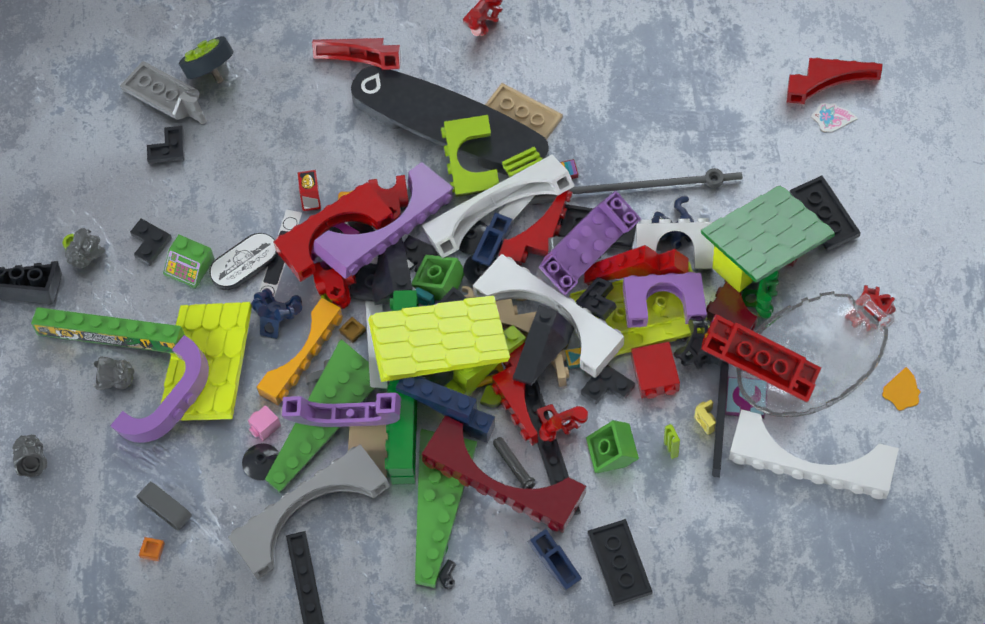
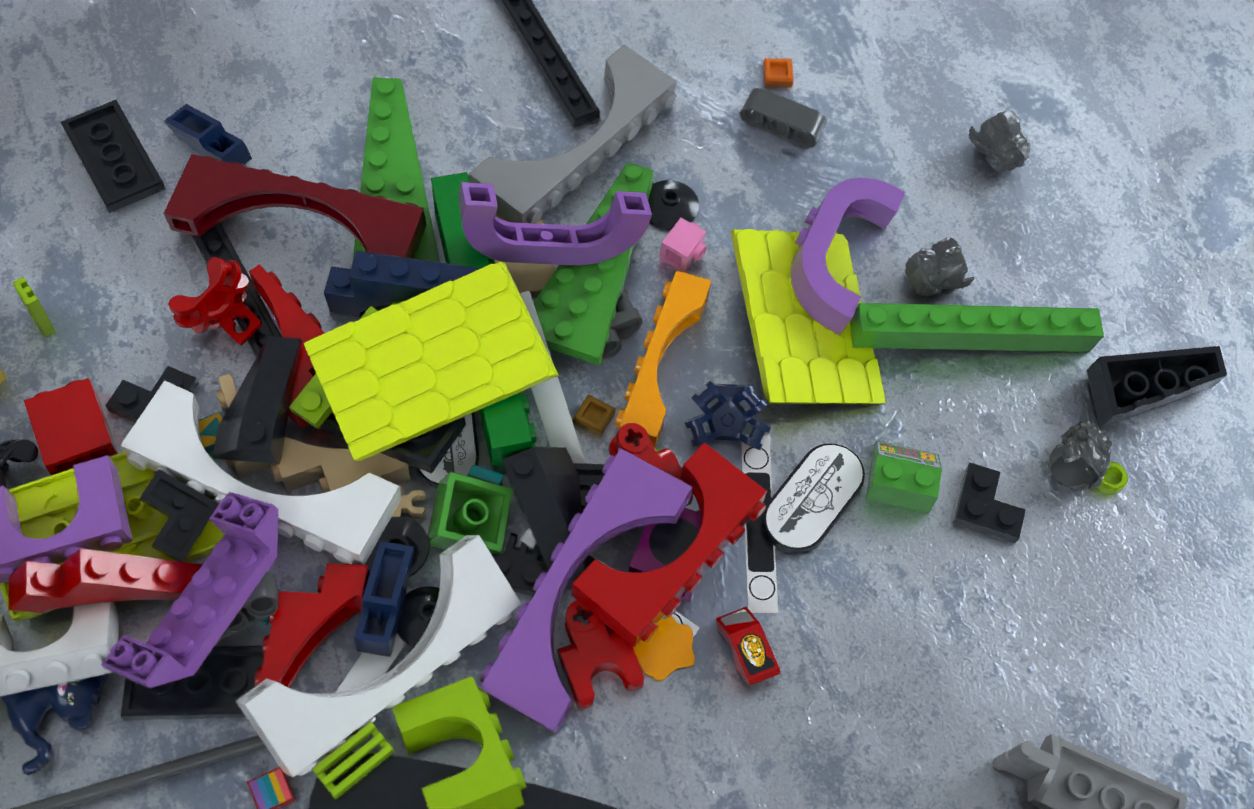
camera: 155 degrees right, 0 degrees up
(170, 150) = (1028, 682): black plate -> none
(445, 575) = (360, 98): black arm -> none
(526, 481) = (263, 230): dark grey axle -> none
(612, 447) = (132, 296): bright green slope -> none

